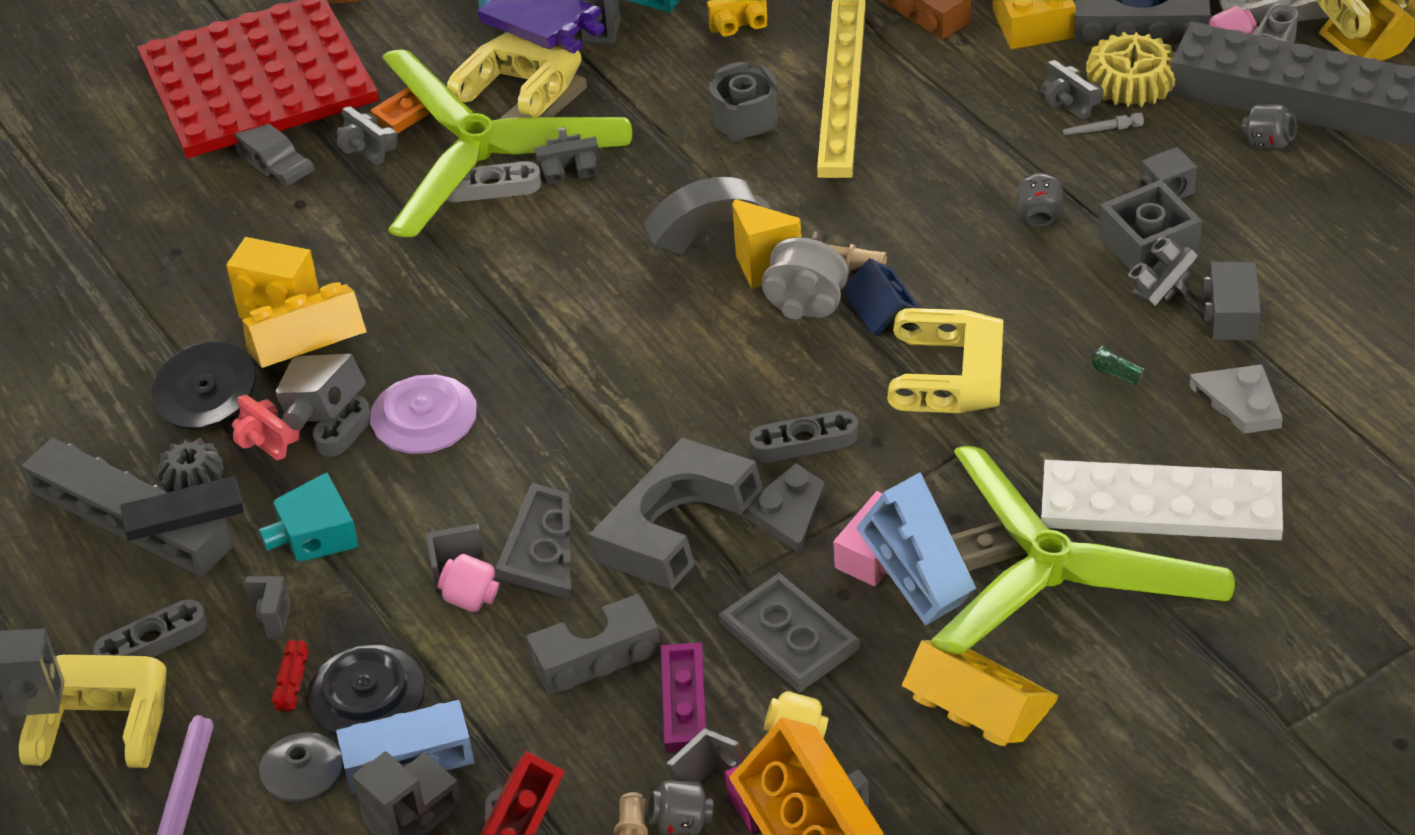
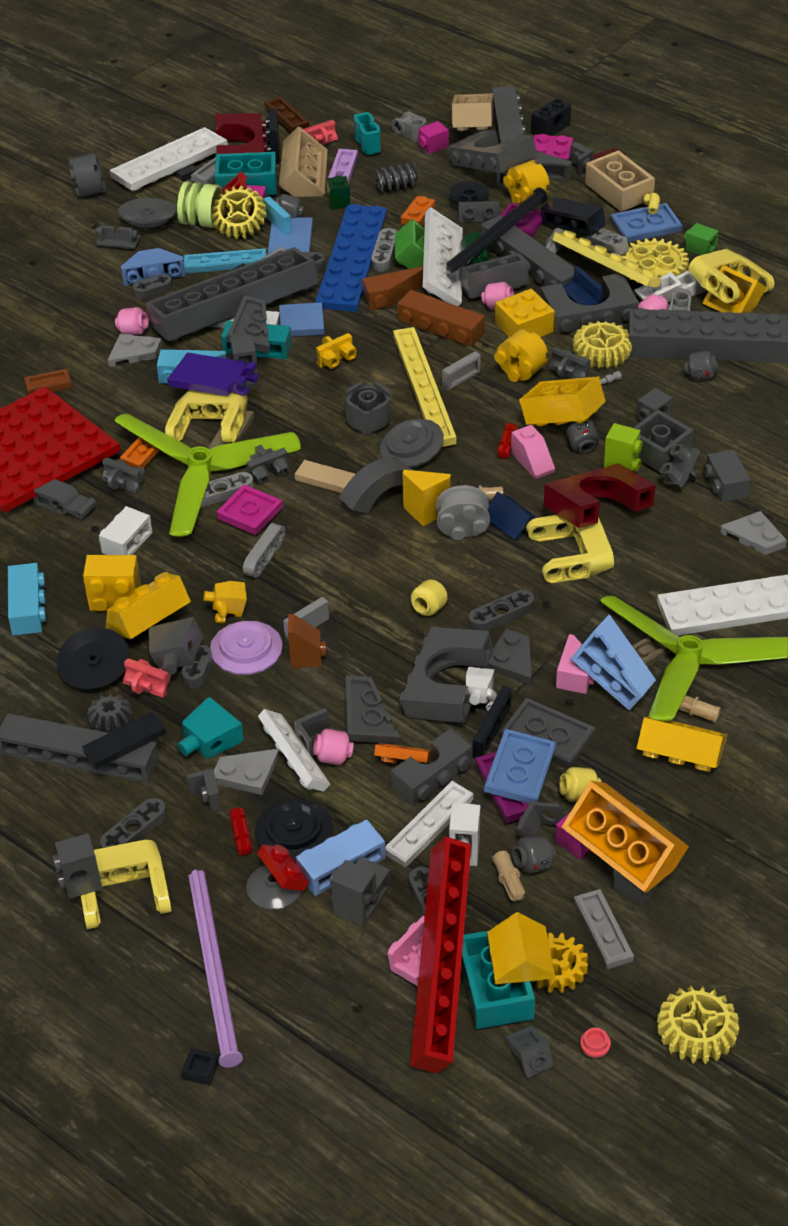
camera: 20 degrees left, 0 degrees up
(156, 283) = (26, 599): none -> medium azure brick
(316, 742) = (283, 867): none -> red plate
(330, 219) = (125, 532): none -> white brick
(339, 590) = (246, 771): none -> light grey wing
(413, 576) = (296, 754): none -> white plate
(420, 338) = (227, 598): none -> yellow piece
(491, 292) = (264, 550): none -> light grey beam
(493, 423) = (304, 643): none -> dark orange slope
(515, 217) = (249, 509): none -> dark pink plate
(518, 390) = (313, 614): none -> light grey tile
(550, 610) = (391, 753): none -> orange plate
(557, 725) = (427, 825): none -> white tile
(587, 754) = (466, 827): none -> white brick
(636, 186) = (323, 476): none -> tan tile
(704, 394) = (429, 597): none -> light yellow head
(710, 597) = (492, 722): none -> black tile
(715, 542) = (480, 686): none -> white piece
(717, 673) = (520, 766): none -> medium blue tile
(787, 163) = (413, 442): none -> dark grey piece
(905, 71) = (461, 370): none -> light grey tile
(927, 186) = (505, 442): none -> red axle
(953, 209) = (532, 452): none -> bright pink slope
(970, 286) = (574, 496): none -> dark red arch
(998, 64) = (521, 355): none -> yellow brick
(1024, 142) = (562, 401): none -> yellow brick
(1025, 643) = (700, 708): none -> tan axle
(1082, 233) = (623, 447): none -> lime brick
(1107, 362) = (667, 527): clear green arm -> none

